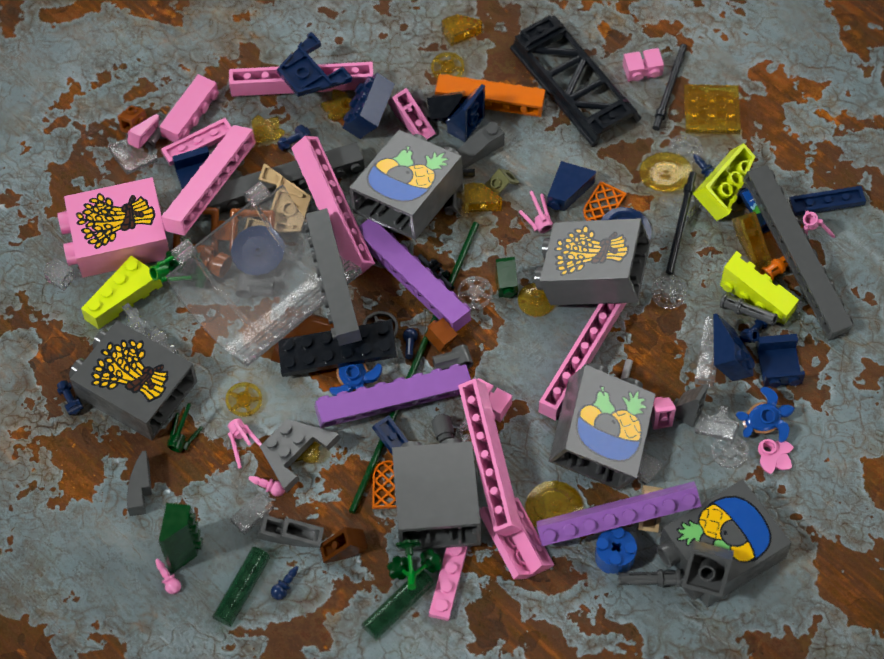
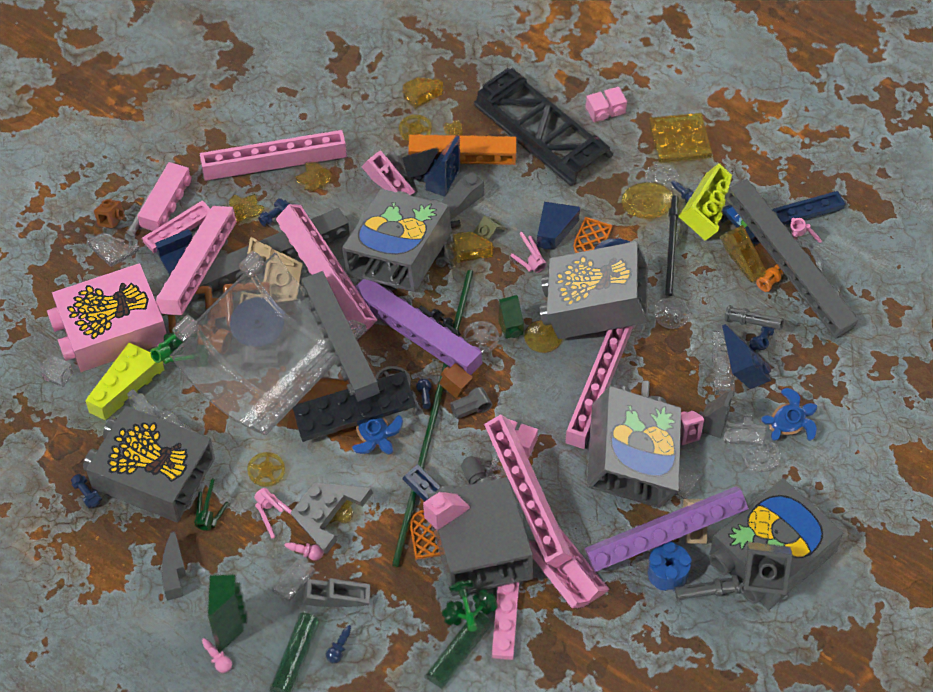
camera: 10 degrees left, 5 degrees down
(142, 132) = (121, 223): bright pink slope -> none
(305, 75) = (277, 149): dark blue wing -> none
(343, 545) = (393, 598): reddish brown slope -> none
(368, 105) = (344, 171): dark blue brick -> none
(390, 396) = (416, 445): medium lavender brick -> none
(403, 465) = (443, 509): none -> bright pink slope
(484, 72) = (453, 128): none -> clear yellow wheel
(552, 500) = (594, 526): clear yellow piece -> none
(661, 111) = (631, 147): black bar -> none
(757, 289) = (746, 292): neon yellow wedge -> none
(776, 457) = (808, 455): bright pink plate -> none
(779, 360) = (792, 363): dark blue panel -> none

